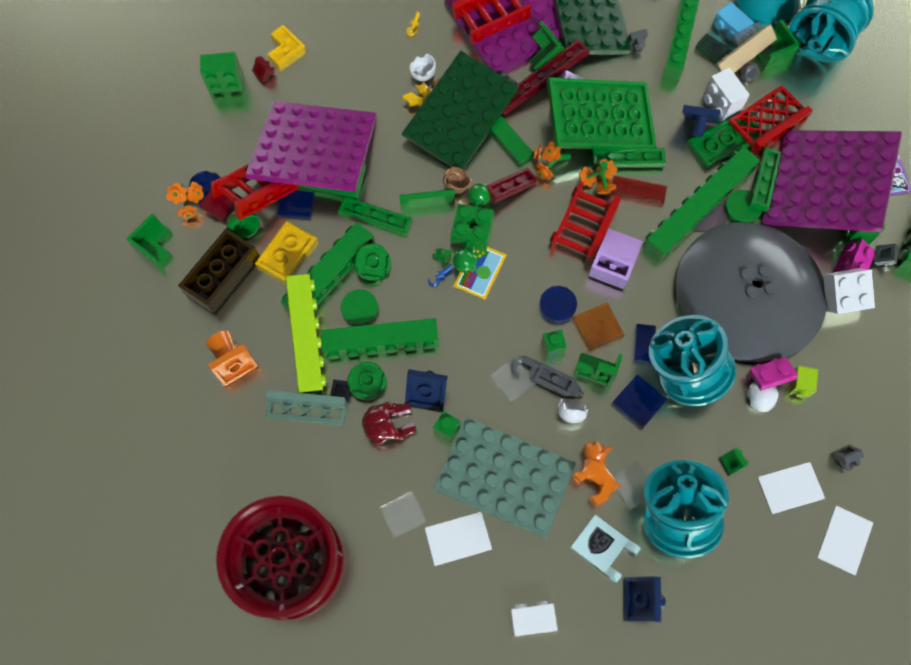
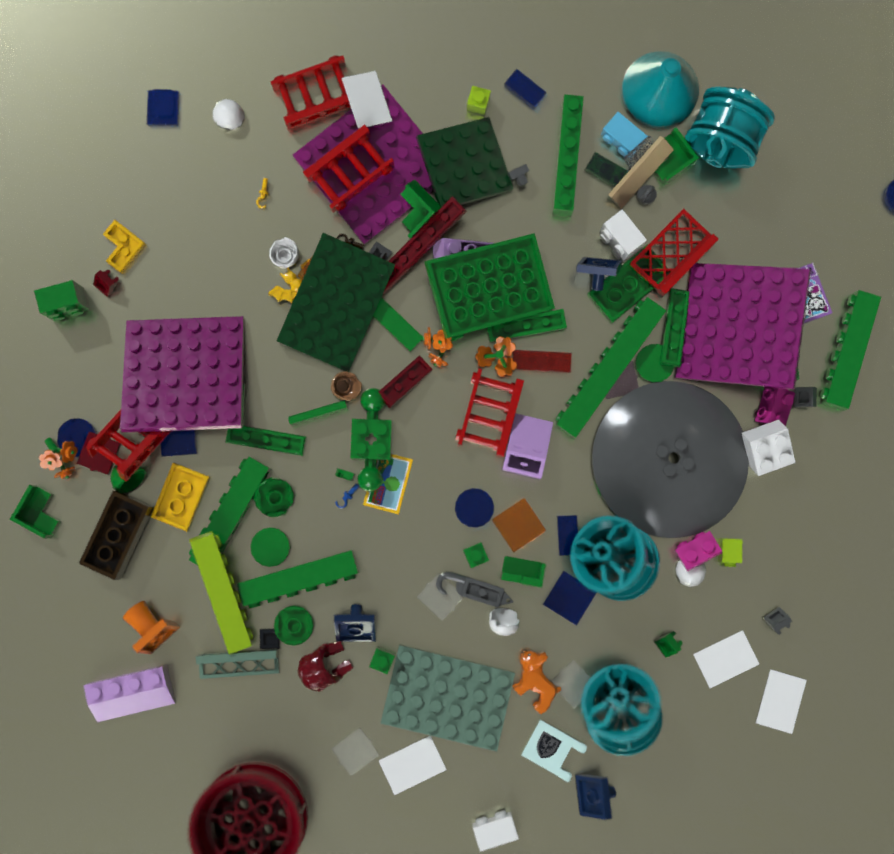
camera: 10 degrees left, 15 degrees up
(195, 416) = (130, 693): none -> lavender slope

